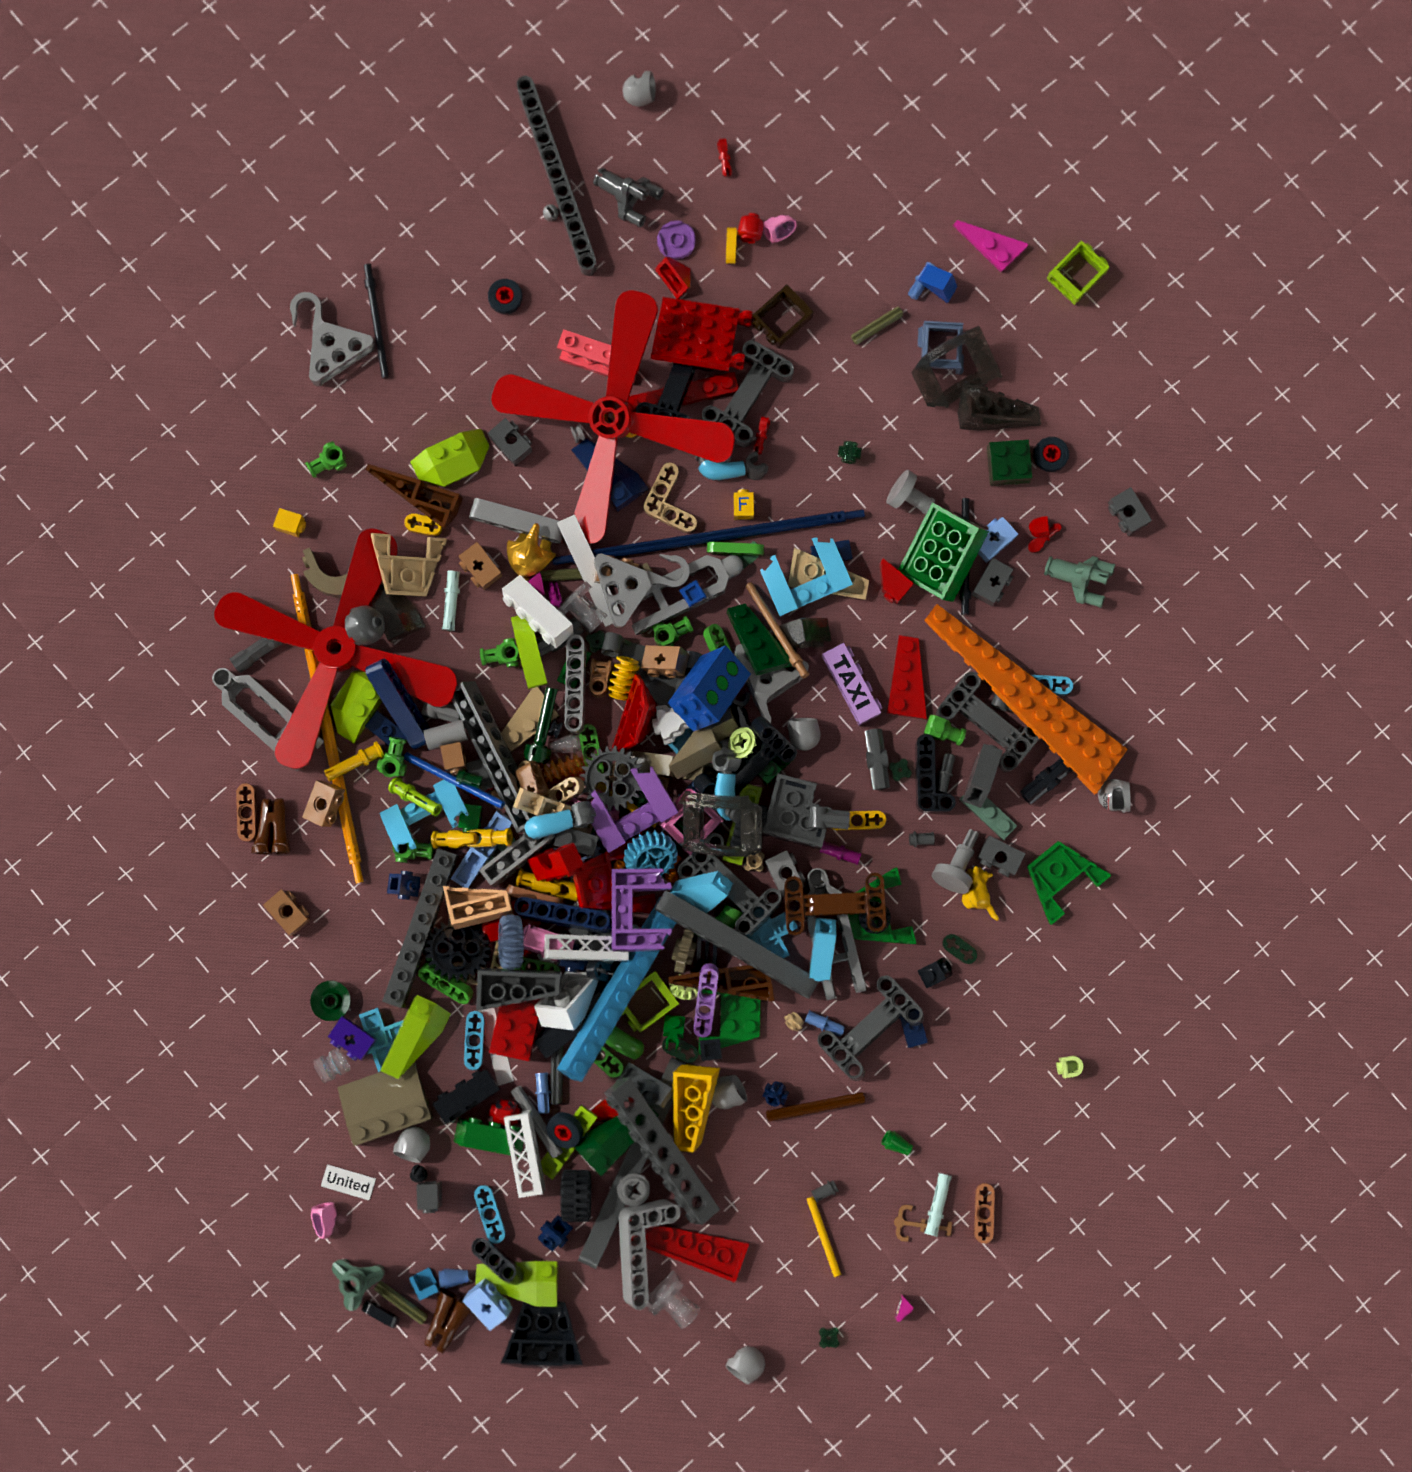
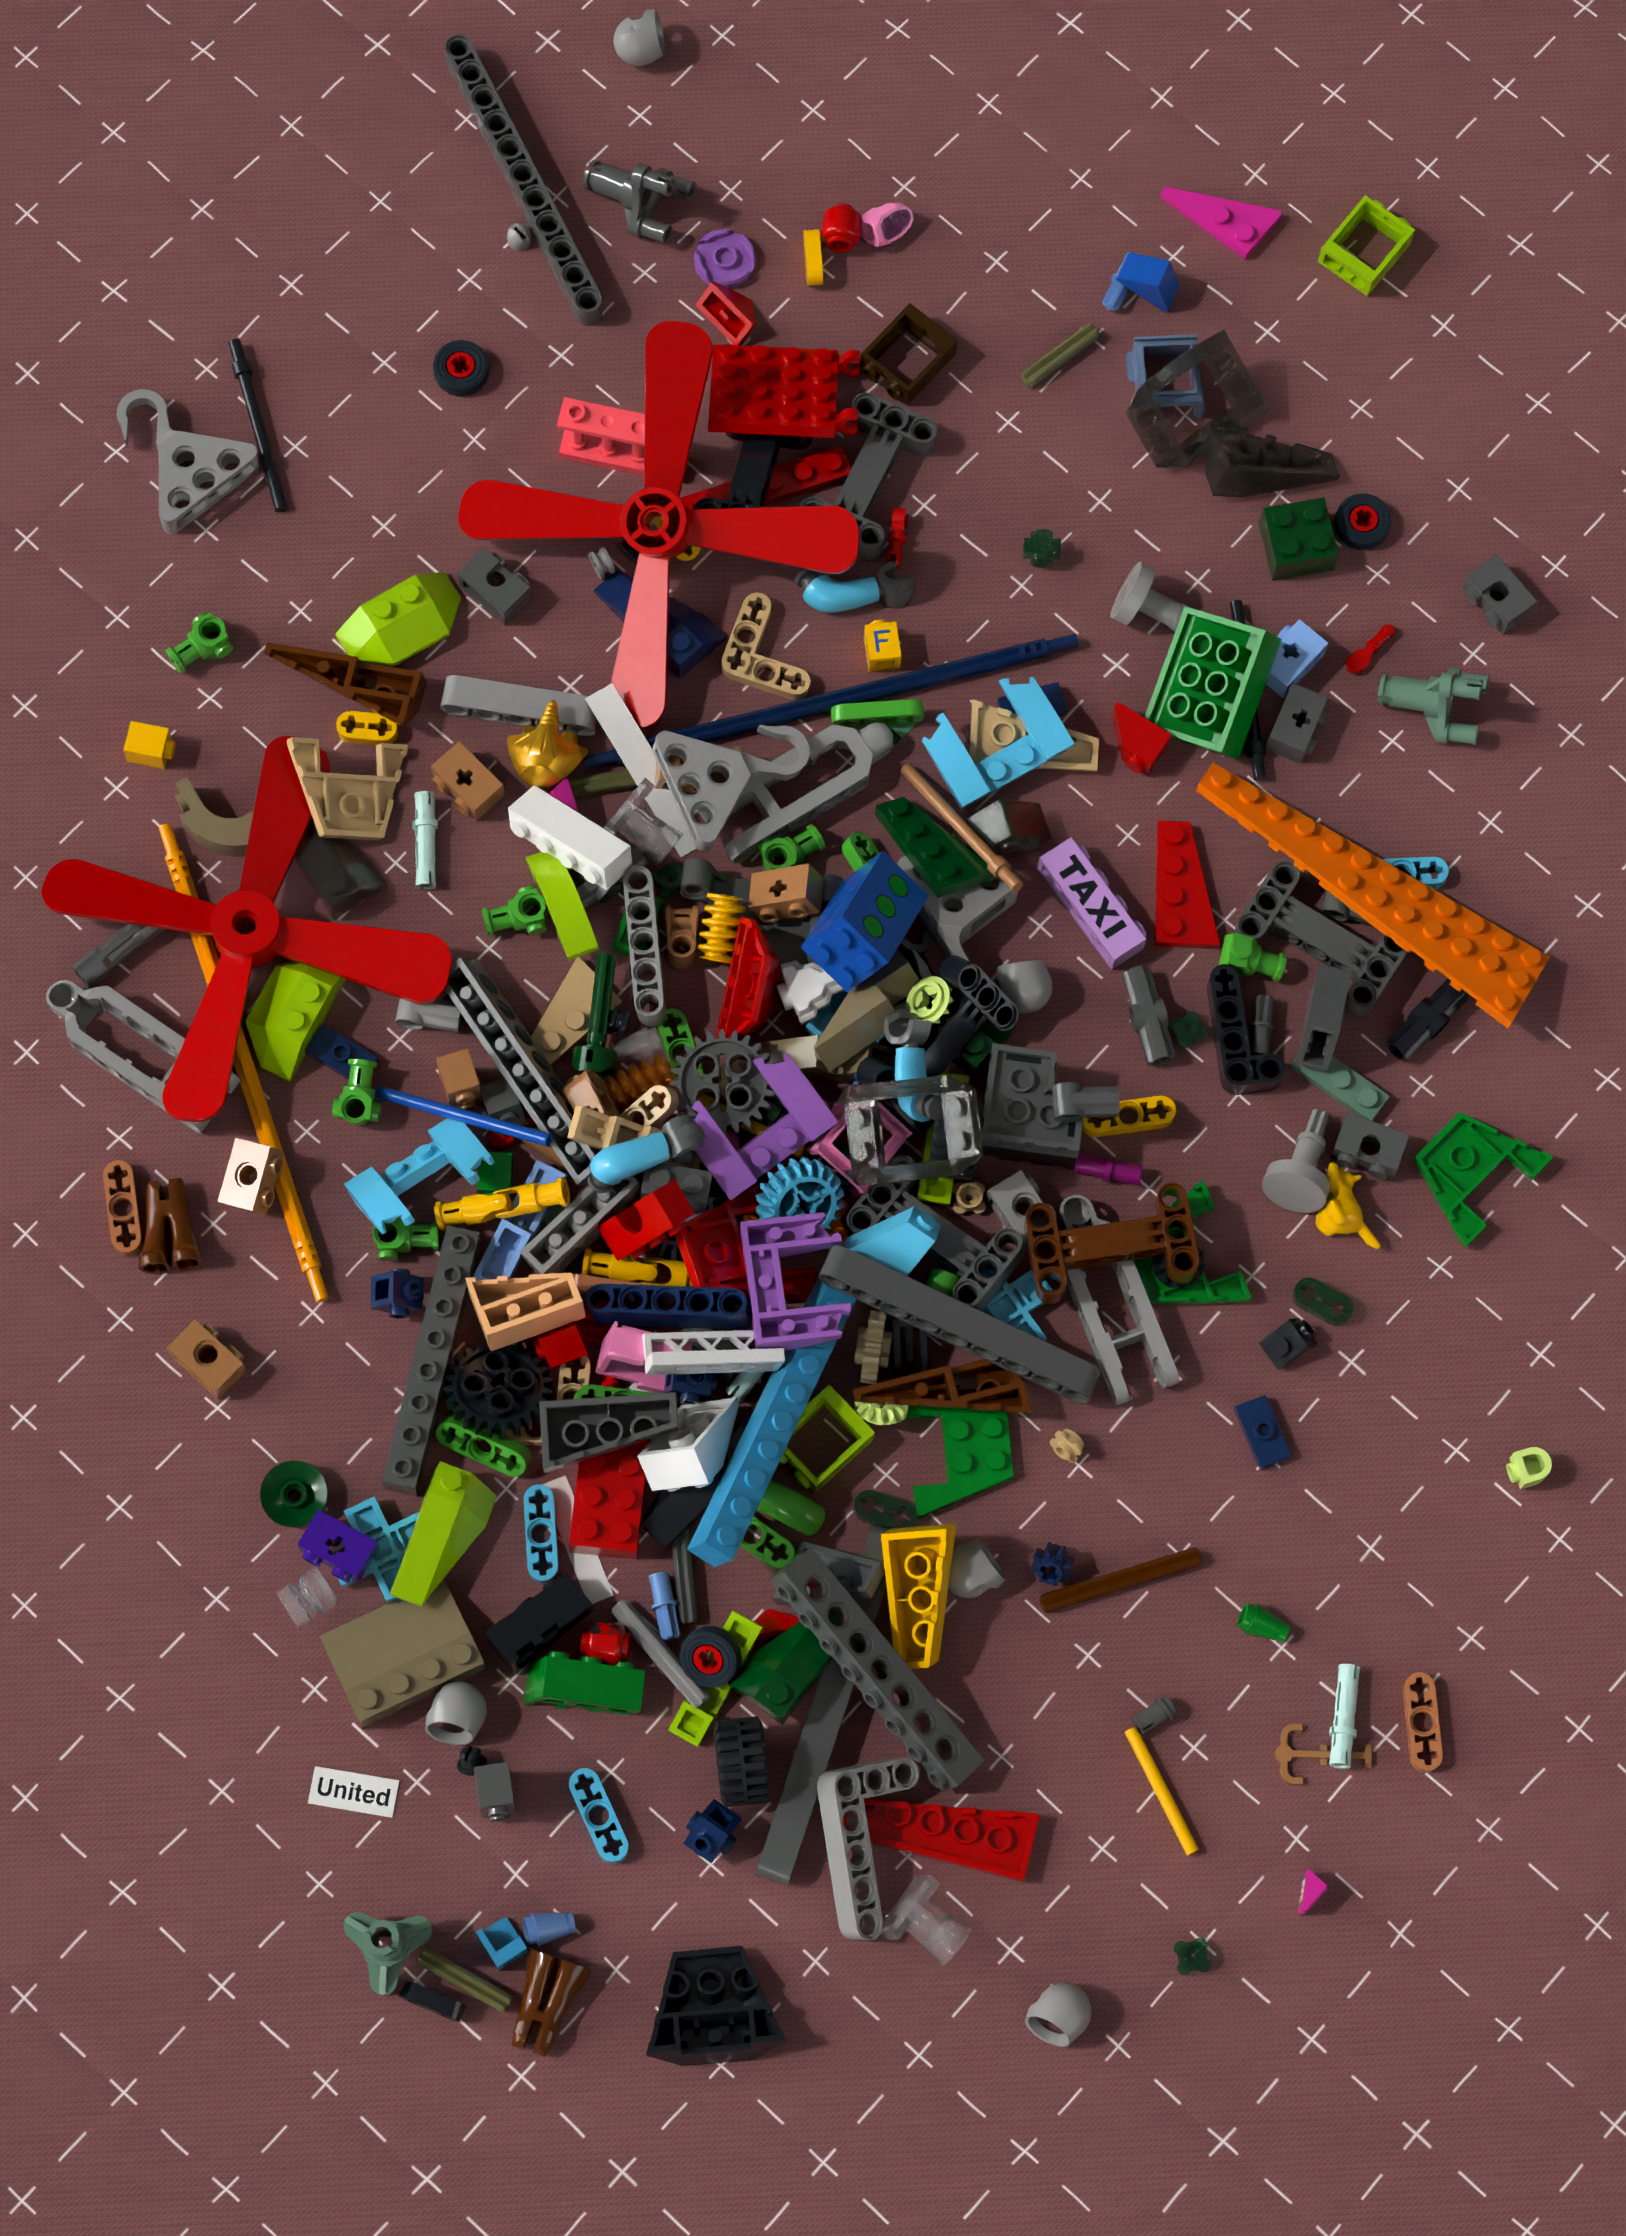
camera: 10 degrees left, 10 degrees down
(324, 1219) = (320, 1854): bright pink rock -> none
(362, 757) = (307, 1099): yellow pin -> none
(365, 625) = (292, 883): dark grey cylinder -> none
(398, 702) = (360, 1003): dark blue beam -> none
(402, 789) = (389, 1145): lime pin -> none
(445, 734) = (440, 1042): light grey brick -> none
(469, 779) = (488, 1106): dark green pin -> none
(487, 1304) = (616, 1977): light blue brick -> none
(505, 1265) = (632, 1895): black beam -> none
(510, 942) = (587, 1354): sand blue gear -> none
(532, 1157) = (660, 1700): white fence -> none
(537, 1287) = (669, 1916): lime wedge -> none
(554, 594) = (594, 810): magenta axle -> none
(600, 974) = (739, 1390): black beam -> none
(642, 1187) = (850, 1737): light grey gear -> none
(673, 1029) = (870, 1478): green plate -> none
(692, 593) = (818, 785): blue tile -> none
(703, 1000) = (922, 1421): medium lavender beam -> none
(710, 1049) = (936, 1499): black brick -> none
(724, 157) = (785, 128): red piece -> none
(822, 949) = (1101, 1317): medium azure slope -> none
(824, 1023) = (1117, 1443): medium blue axle -> none
(871, 1028) = (1195, 1439): dark grey beam -> none
(921, 839) = (1237, 1133): dark grey pin -> none
(1040, 527) = (1360, 632): red tile -> none
(1115, 795) = (1541, 1030): light grey helmet -> none

